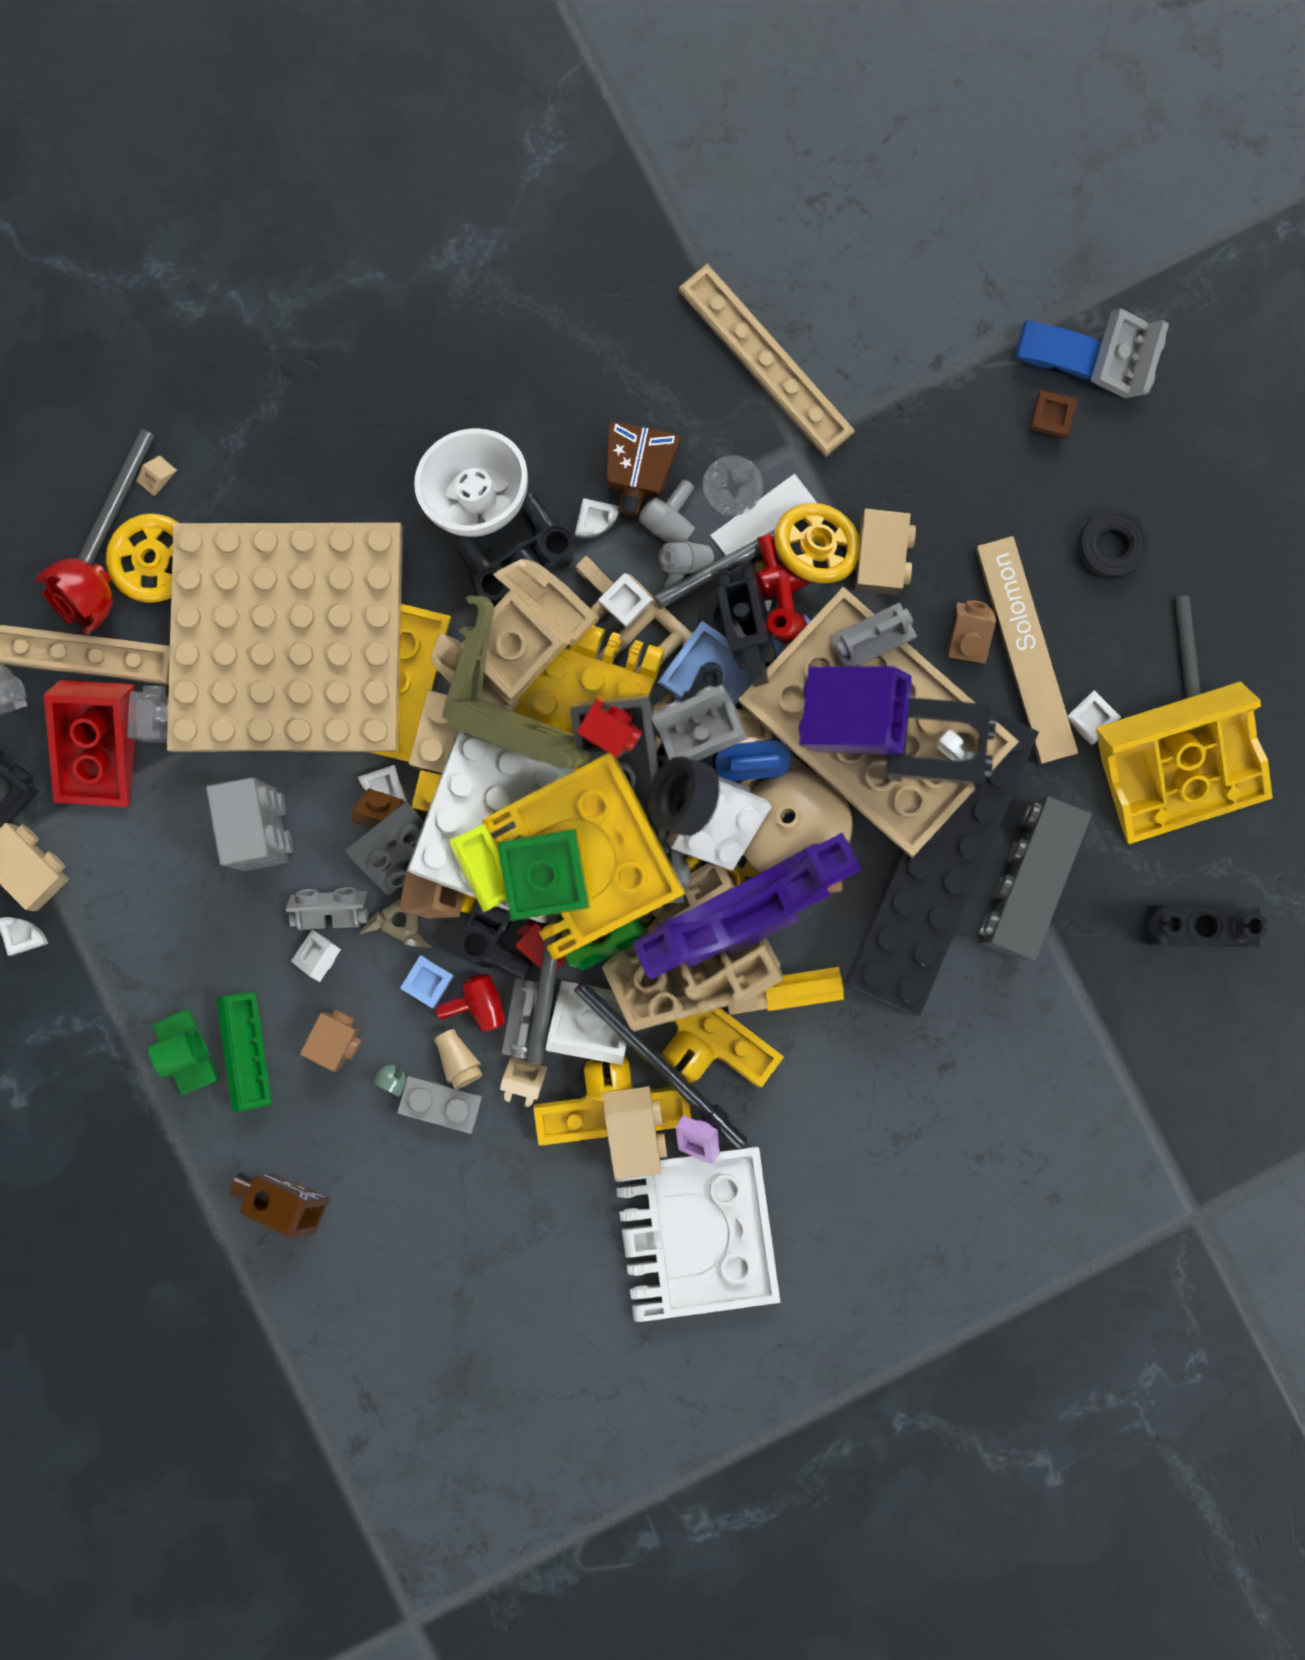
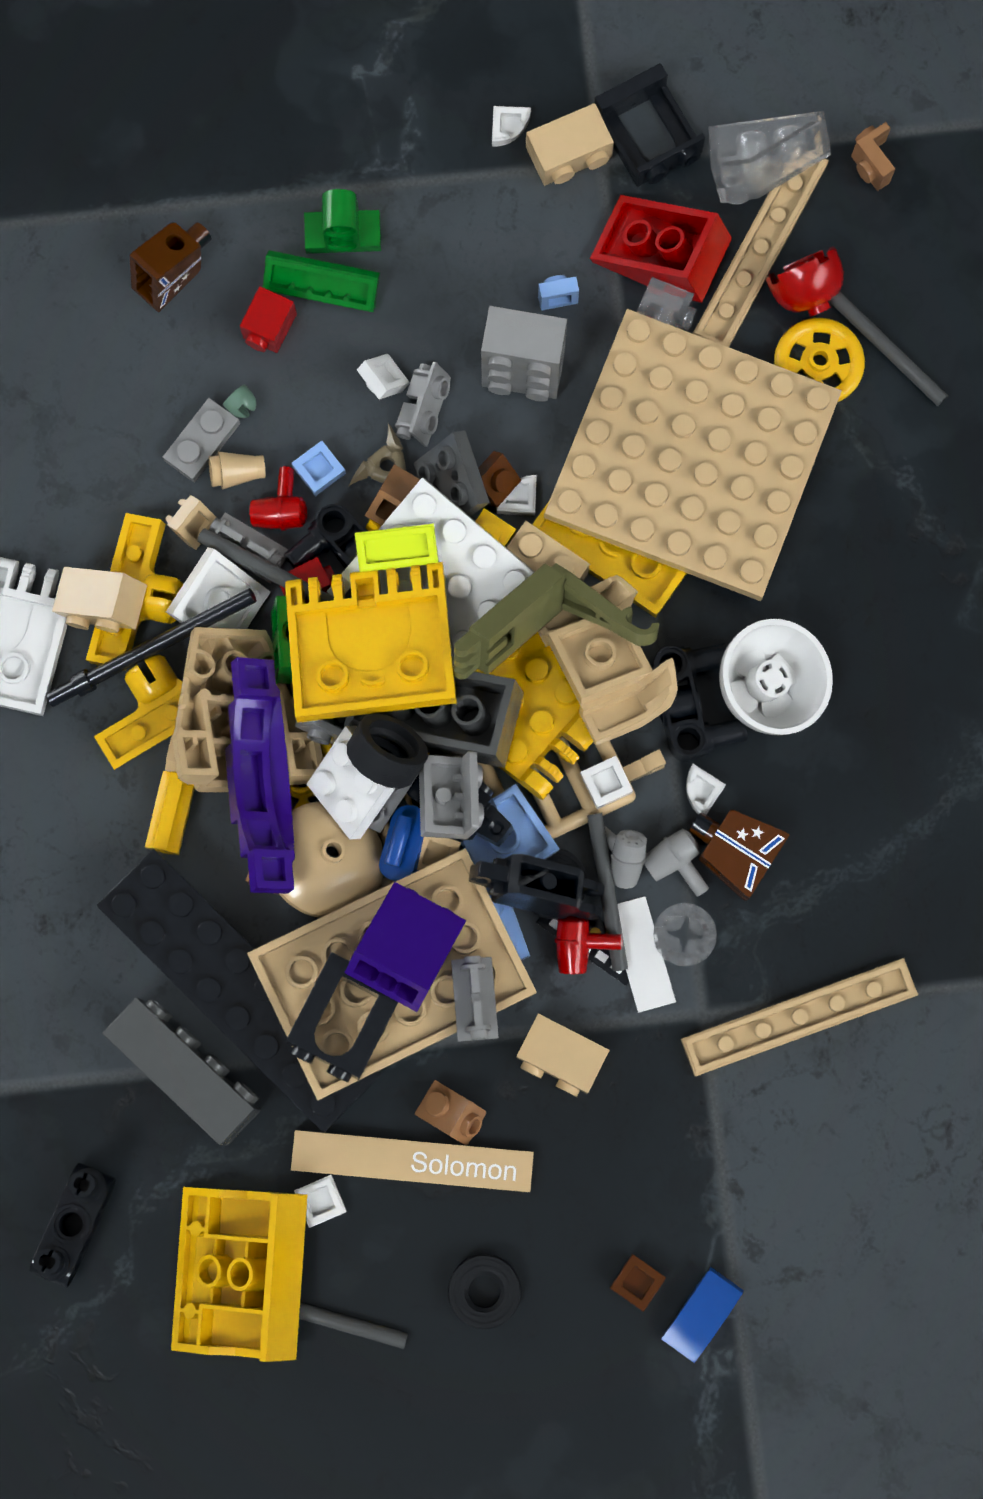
camera: 110 degrees right, 5 degrees down
(155, 474) = (899, 394): tan piece -> none
(172, 823) = (558, 292): none -> light blue plate
(302, 1086) = (267, 320): none -> red brick
(332, 1040) = (298, 362): medium nougat brick -> none
(543, 874) = (366, 596): green tile -> none
(609, 728) = (478, 704): red brick -> none
(697, 1139) = (70, 658): lavender plate -> none
(784, 621) = (524, 928): red piece -> none
(803, 565) = (577, 967): yellow plate -> none
(951, 746) = (332, 1032): white tile -> none
(1129, 354) = (670, 1384): light grey bracket -> none

